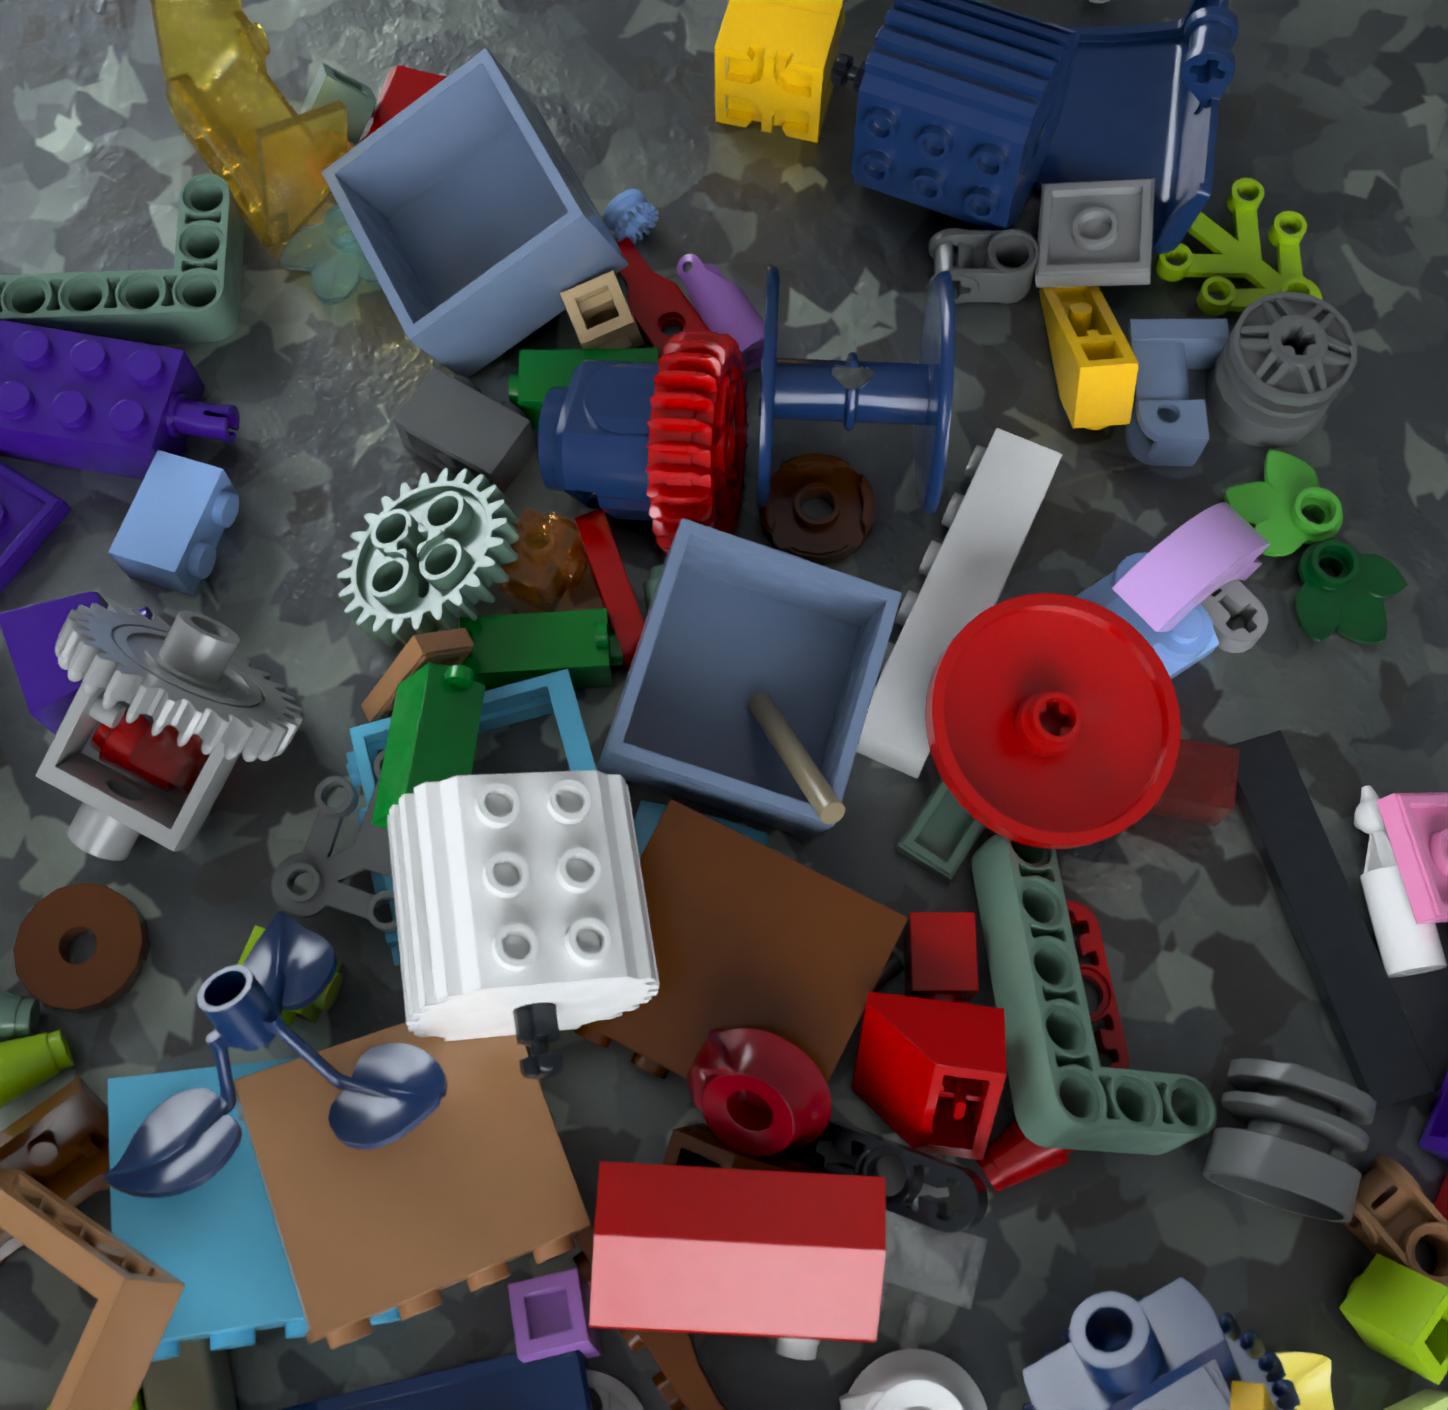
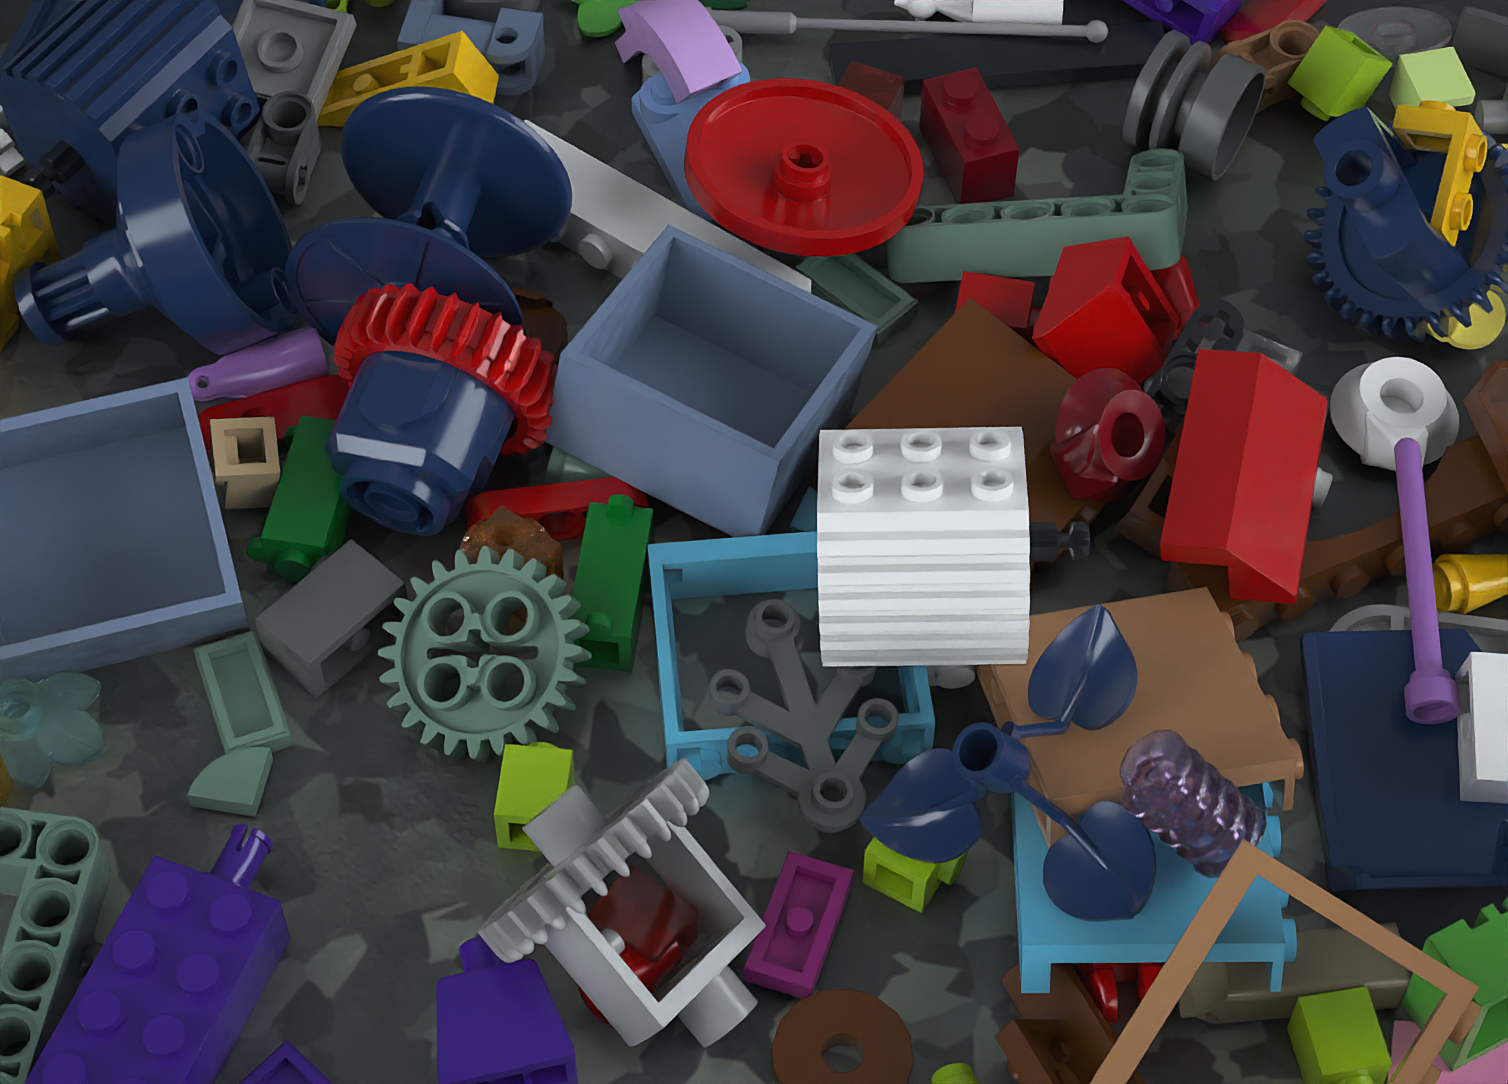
camera: 80 degrees left, 15 degrees down
(175, 523) = (360, 913): light blue brick -> none
(202, 885) = (799, 925): none -> magenta plate
(228, 1226) = (1188, 802): none -> clear purple piece
(303, 404) = (233, 782): none -> sand green tile
(304, 635) = (527, 784): none -> lime brick
(381, 390) = (242, 694): none -> sand green tile
(429, 732) = (730, 635): green brick -> none
(438, 647) = (626, 672): medium nougat tile -> none
(553, 1316) = (1280, 639): medium lavender panel -> none
(796, 759) = (797, 354): dark tan bar -> none
(811, 191) = (188, 238): none -> dark blue piece
(1182, 893) = (968, 137): none -> dark red brick
(1299, 682) = (786, 23): none -> light grey piece

